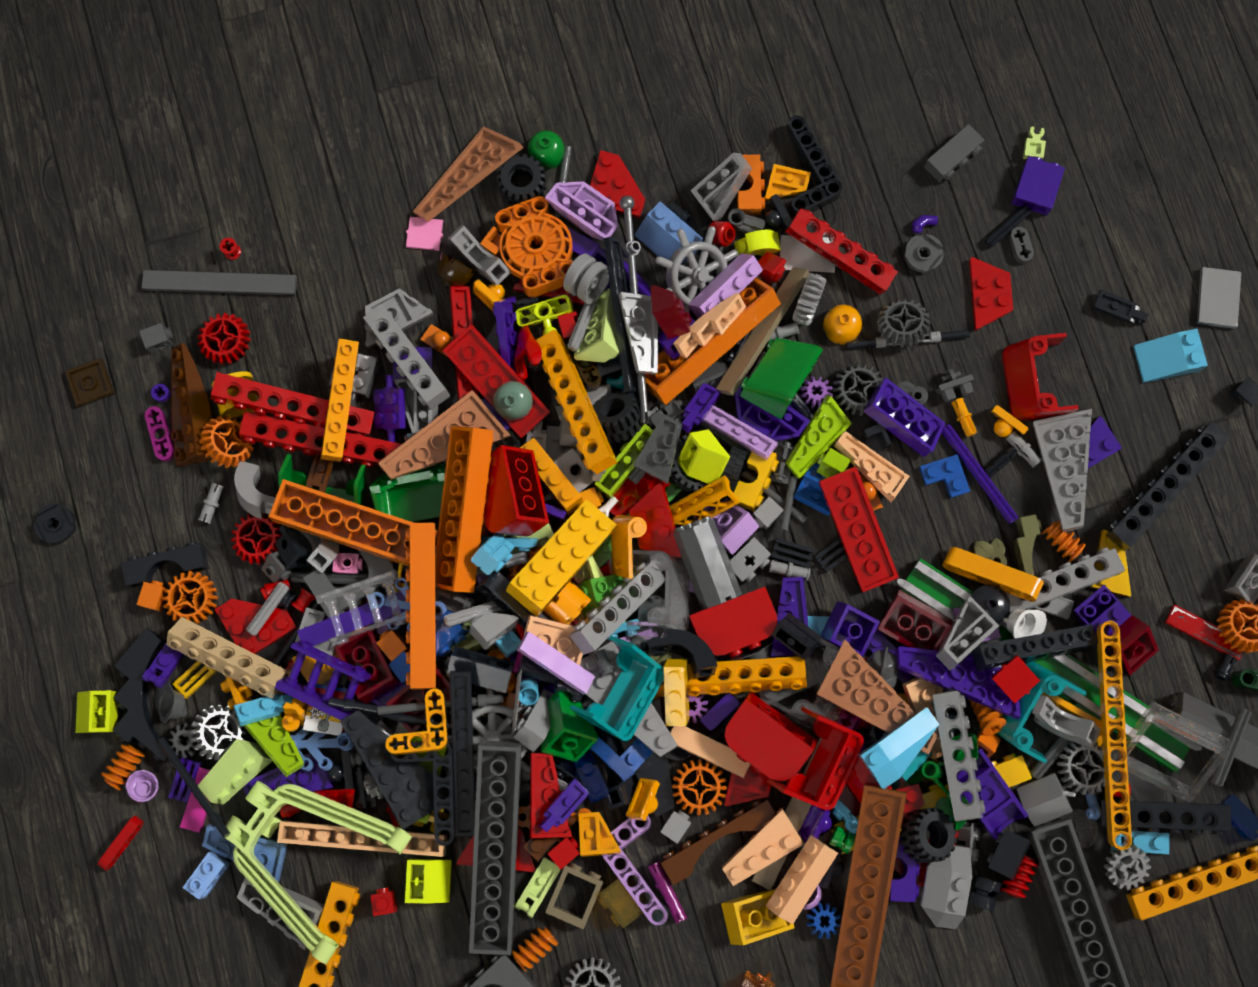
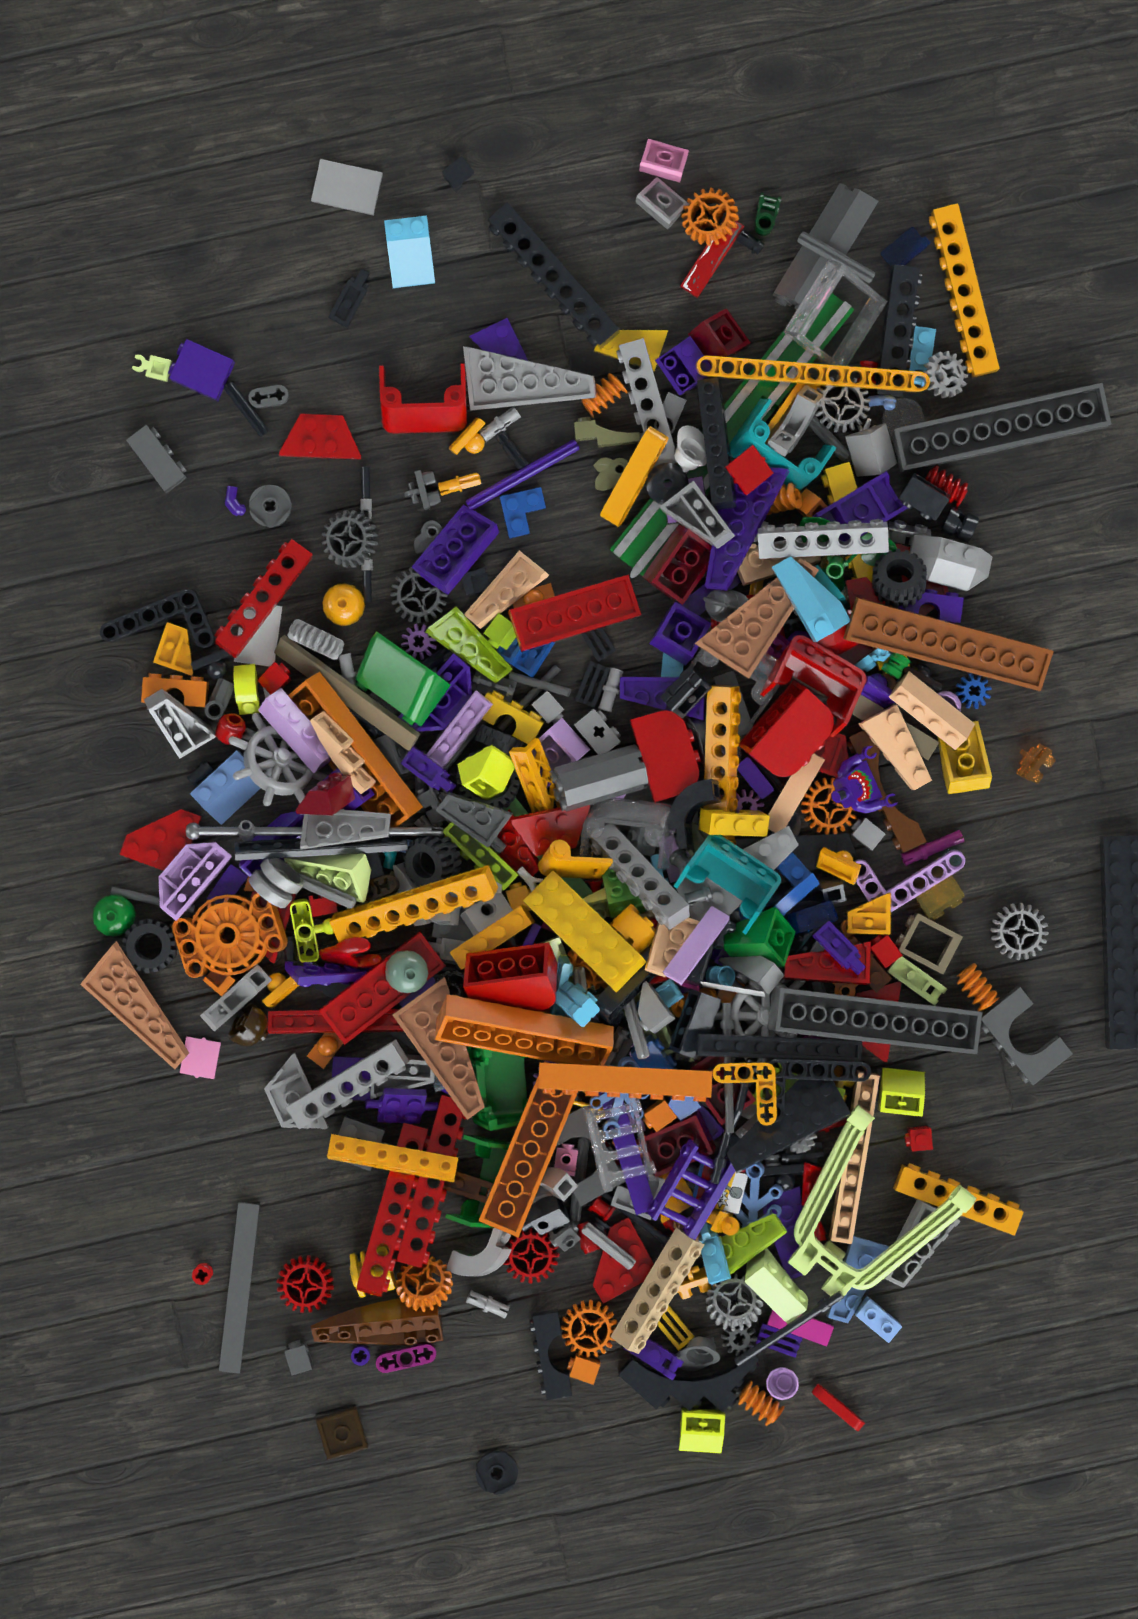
camera: 90 degrees left, 10 degrees up
(720, 811) = (857, 787): none -> dark purple torso

